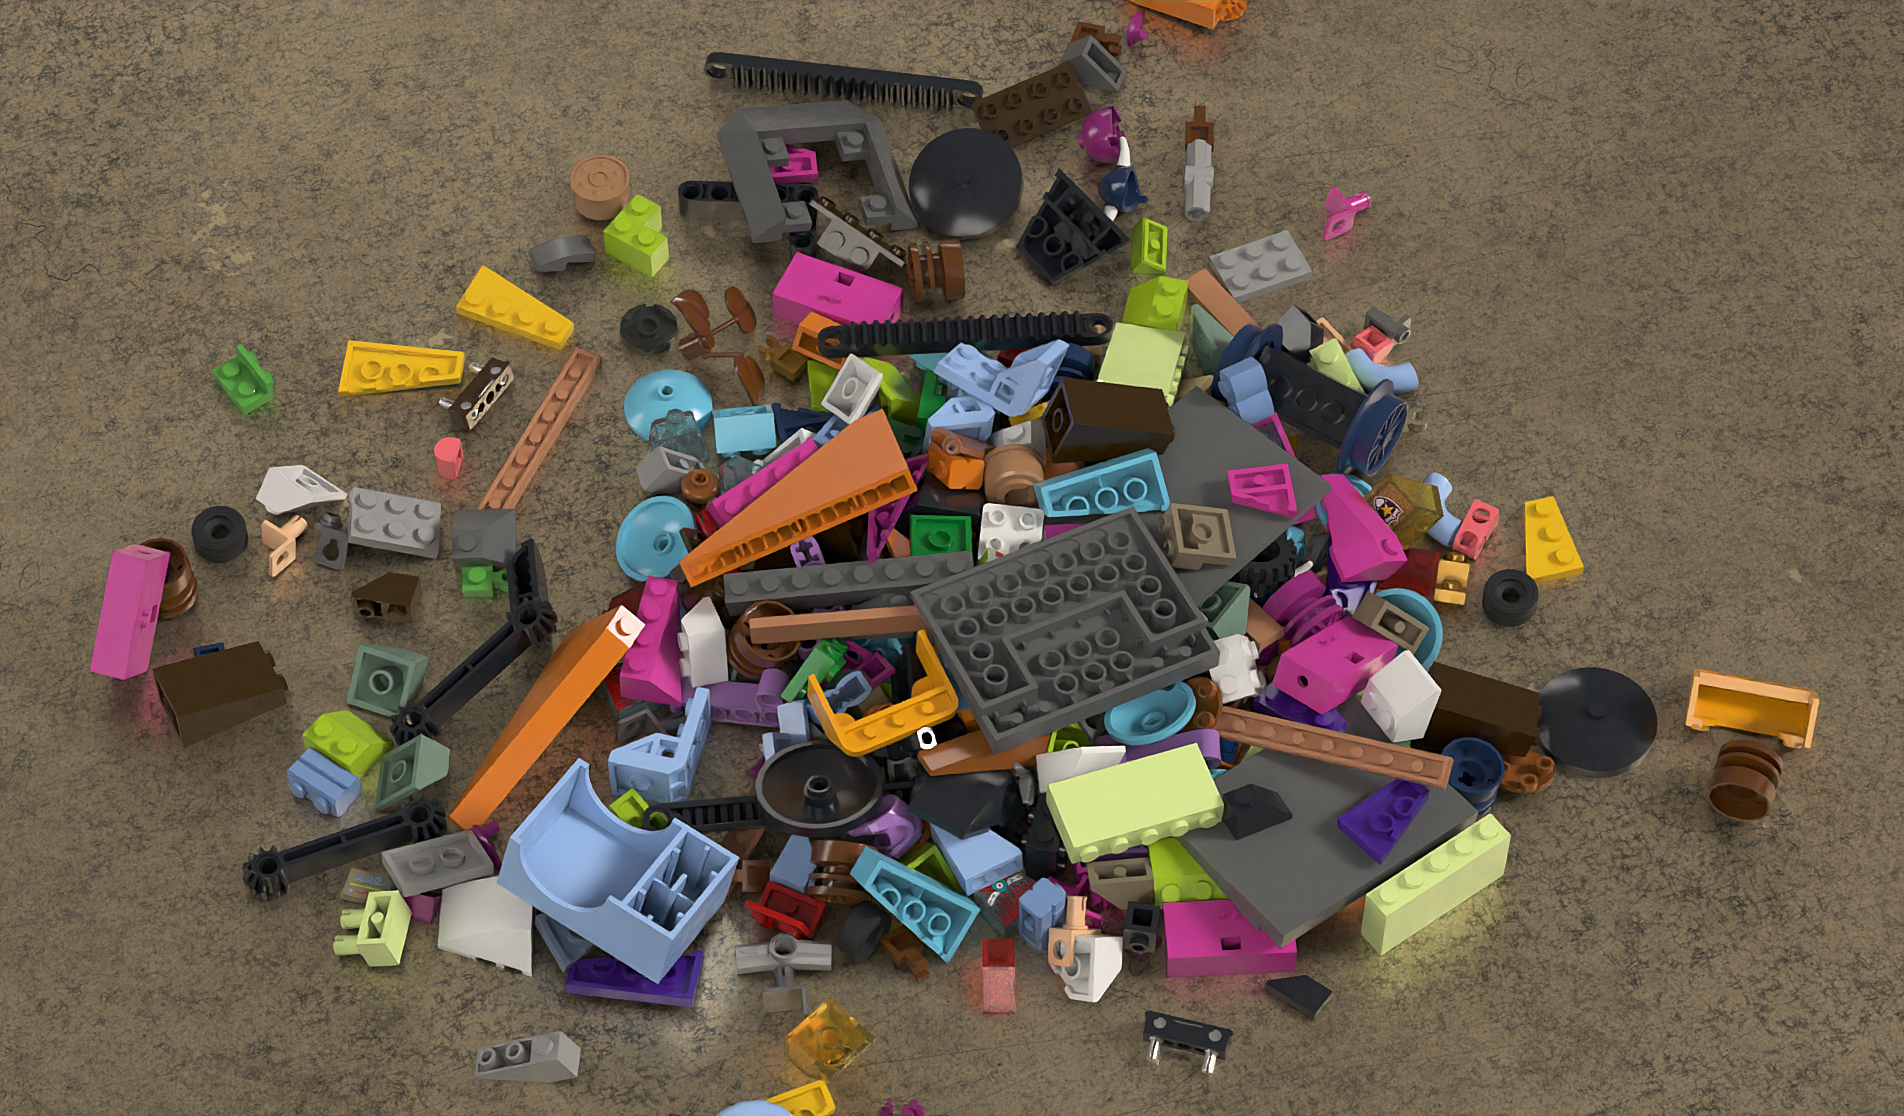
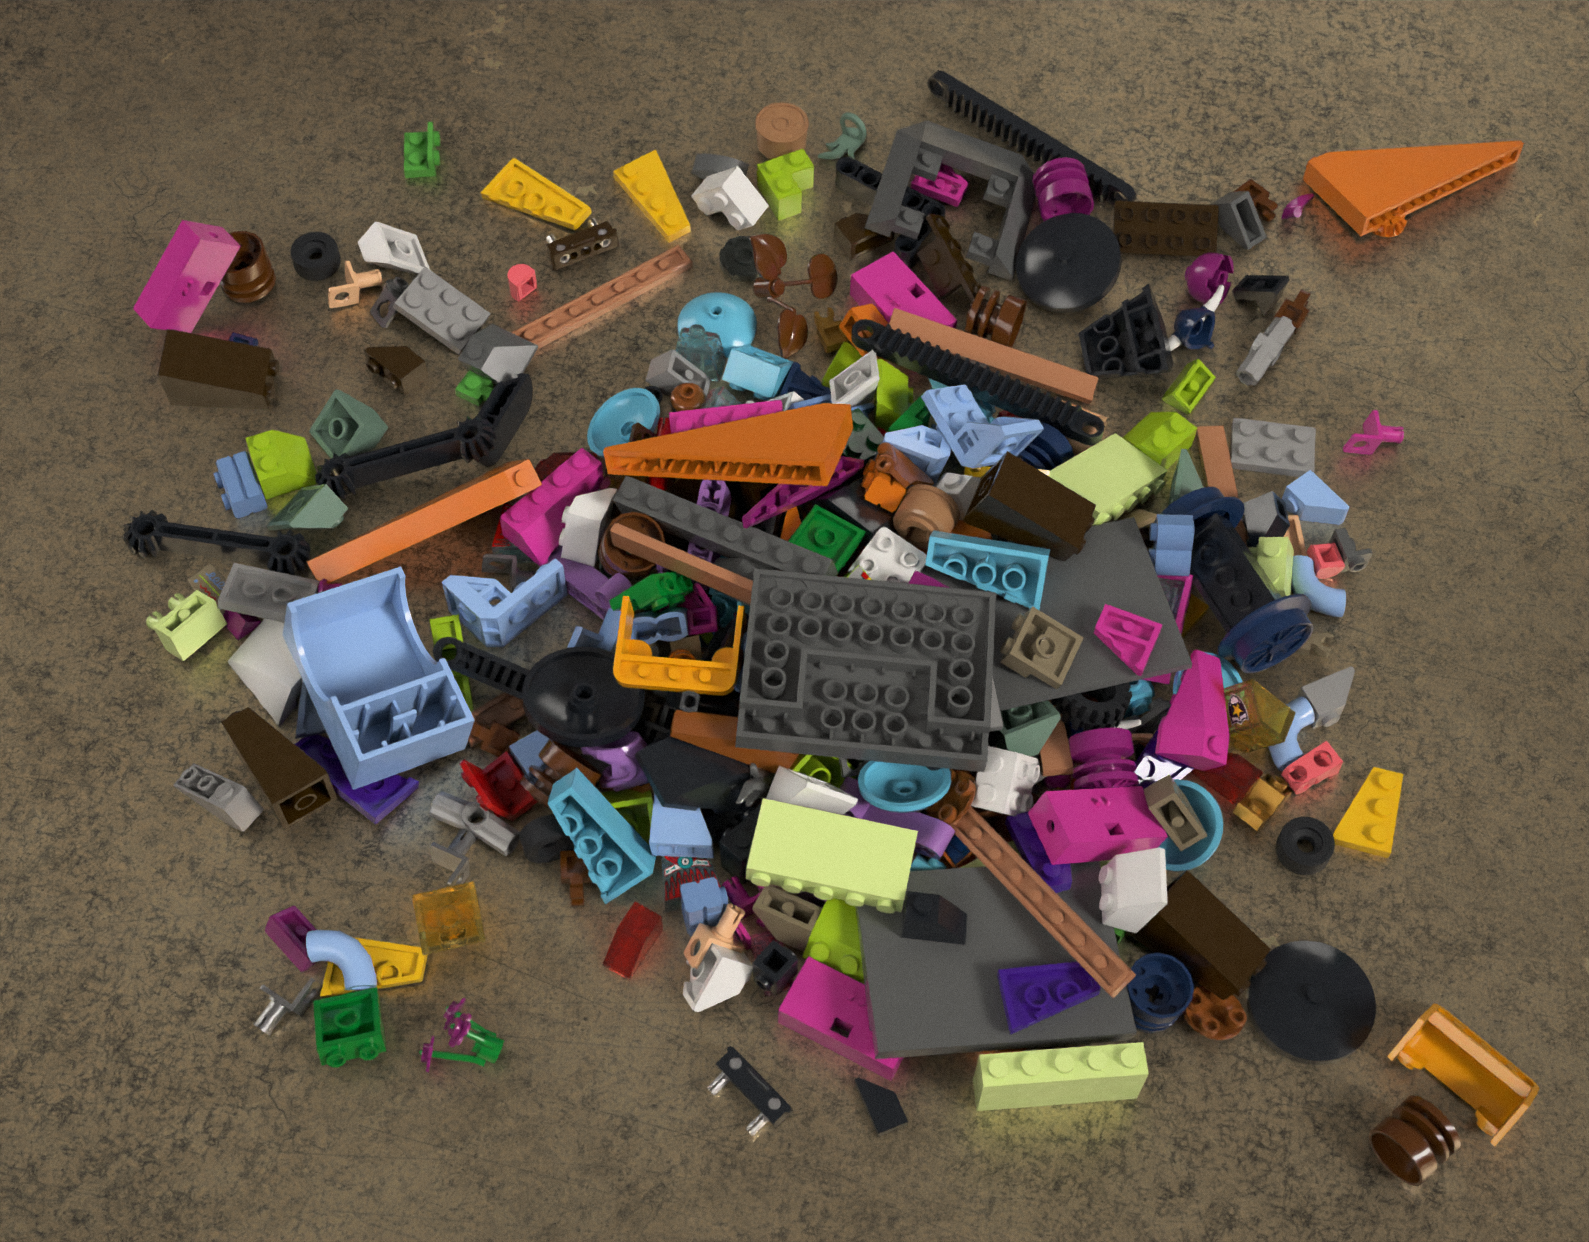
camera: 30 degrees right, 5 degrees up
(581, 1002) = (282, 772): none -> dark brown slope
(598, 272) = (733, 195): none -> white brick
(667, 164) = (848, 141): none -> sand green piece
(743, 257) = (855, 238): none -> dark brown slope
(914, 116) = (1062, 188): none -> magenta wheel
(999, 300) = (999, 357): none -> nougat tile
(1161, 122) = (1263, 288): none -> black slope
(1330, 296) = (1314, 500): none -> light blue slope
(1451, 461) = (1328, 696): none -> light grey slope

